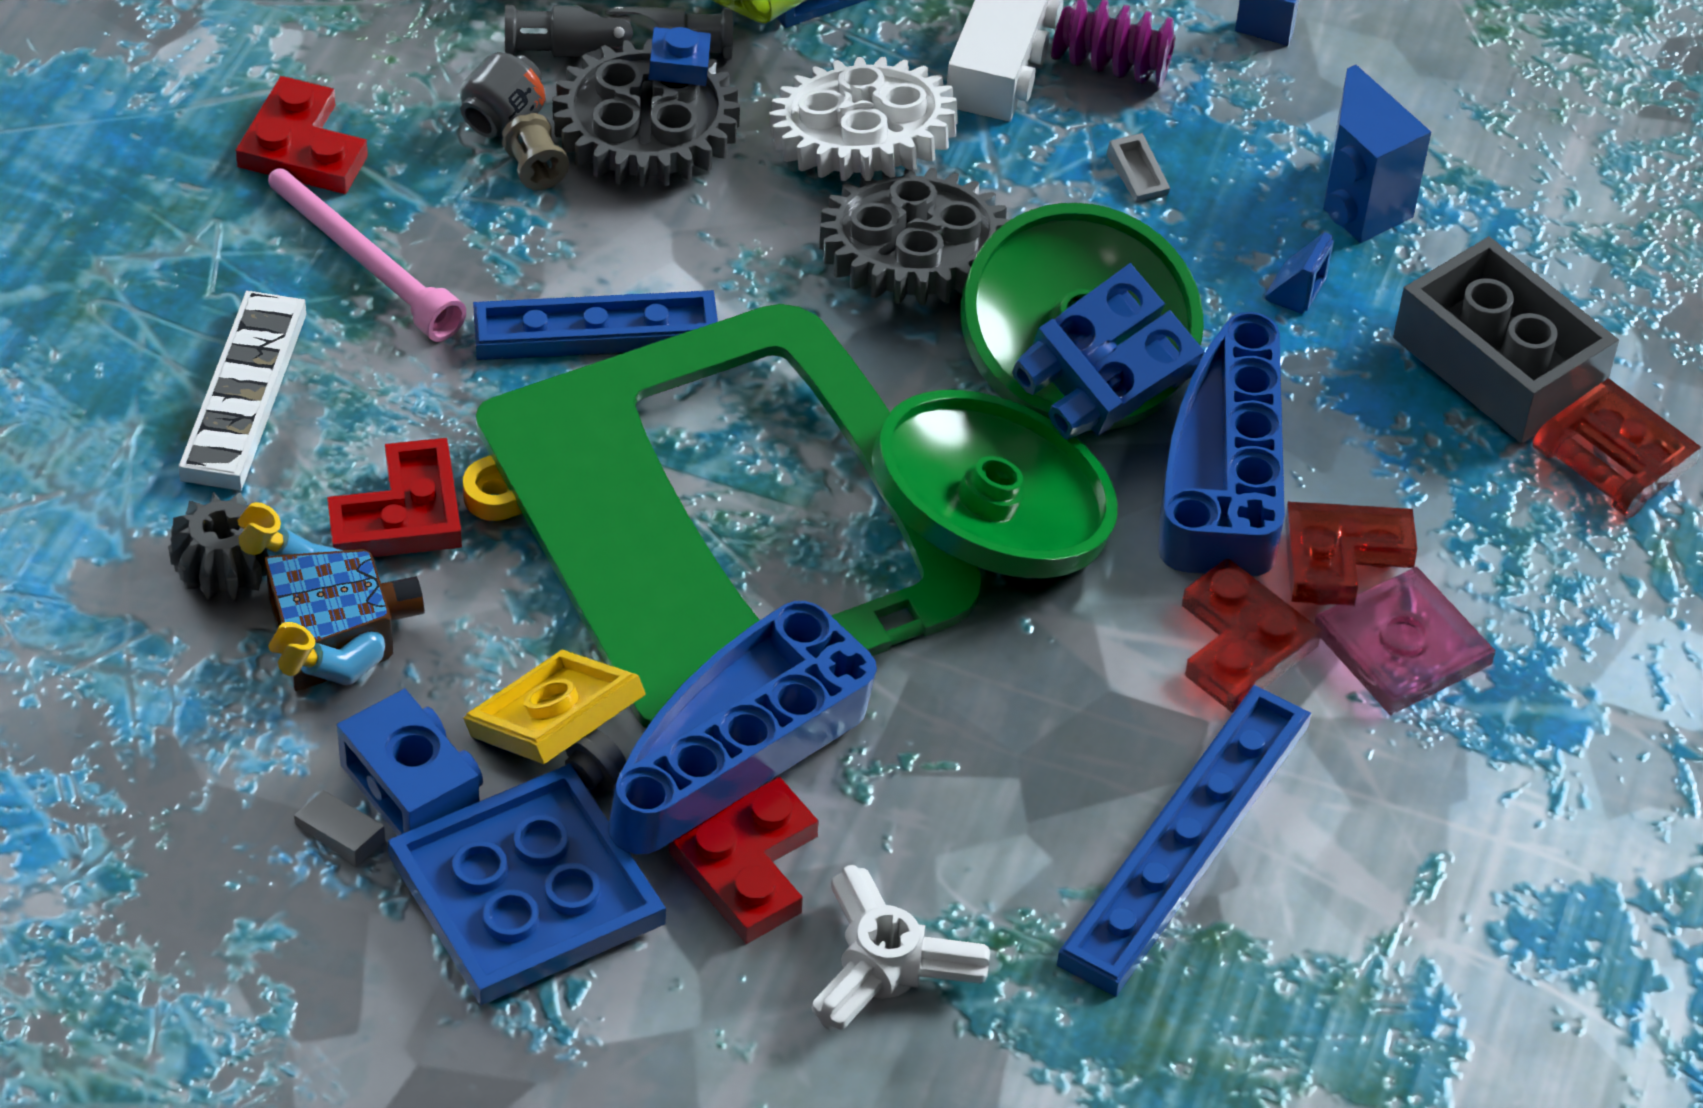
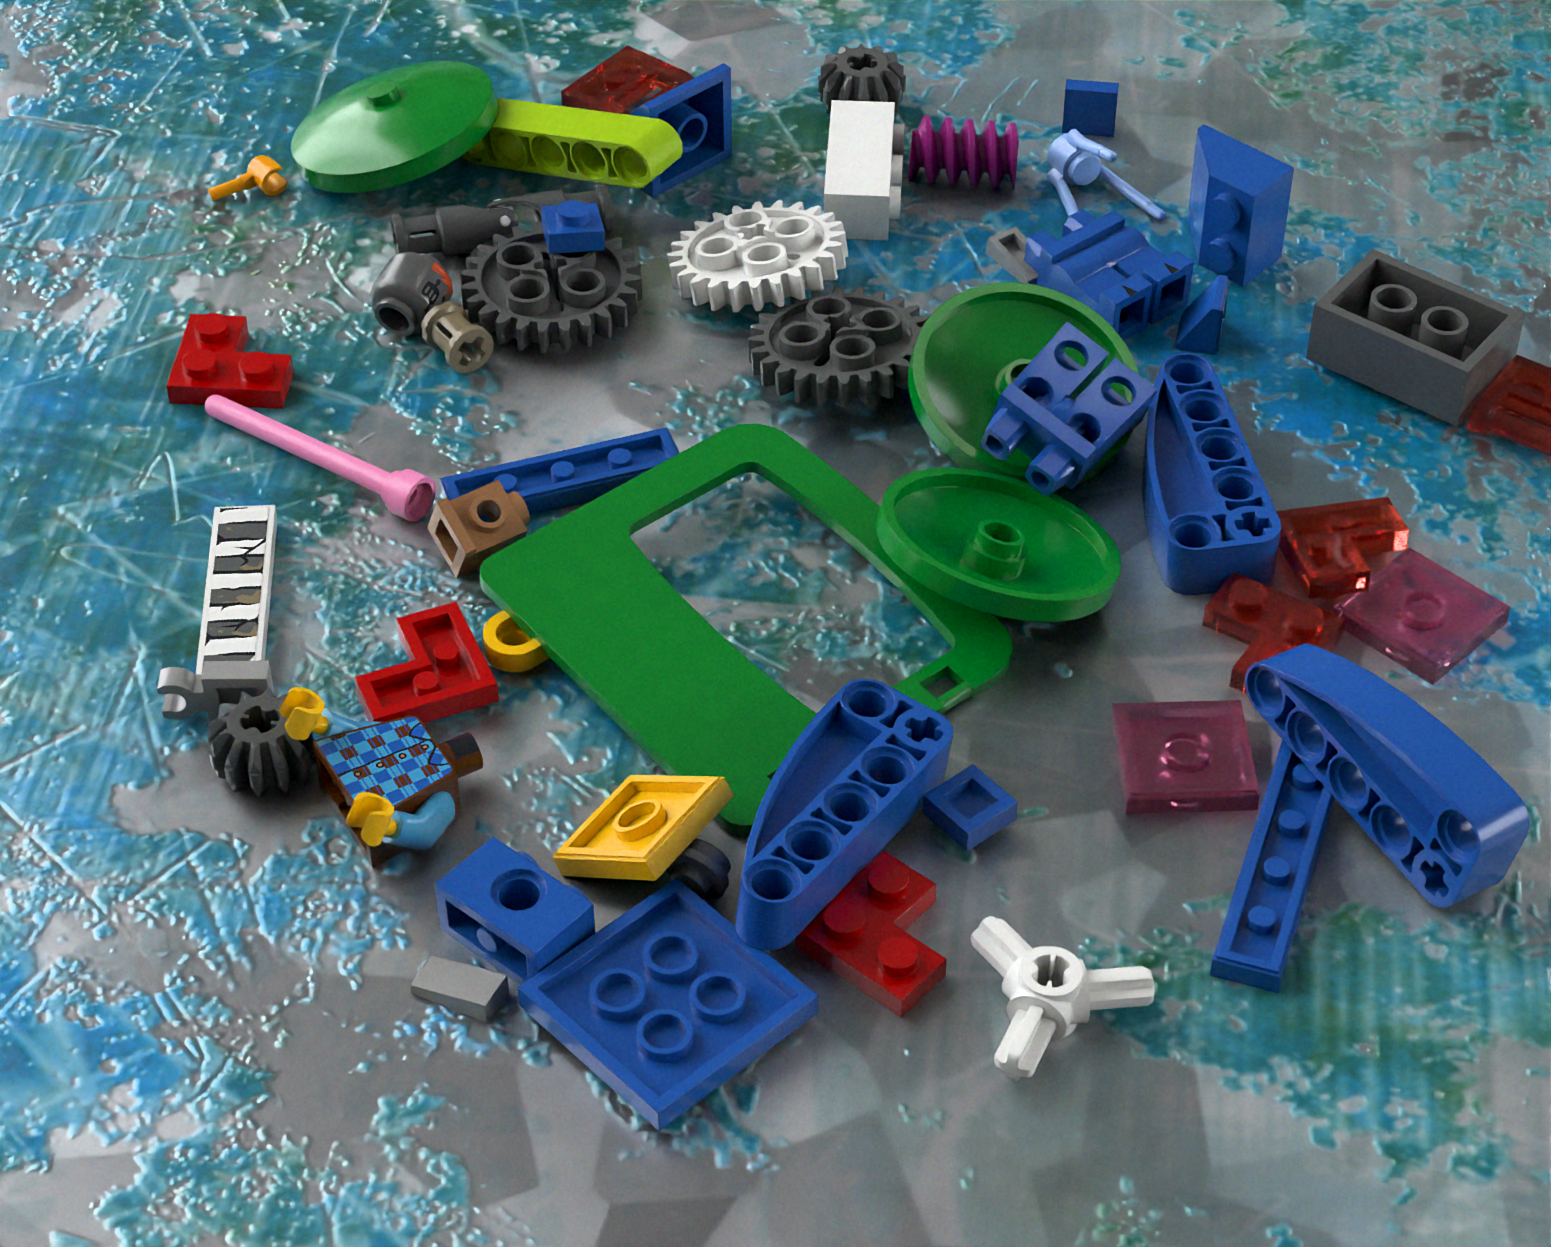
camera: 10 degrees left, 5 degrees down
(191, 480) = (217, 684): none -> light grey plate
(481, 378) = (468, 539): none -> medium nougat brick
(877, 750) = (969, 807): none -> blue plate
(1109, 740) = (1184, 757): none -> clear pink tile
(1217, 202) = (1111, 270): none -> blue hips
(1234, 74) = (1078, 163): none -> light blue plant
(1295, 800) = (1394, 770): none -> blue beam

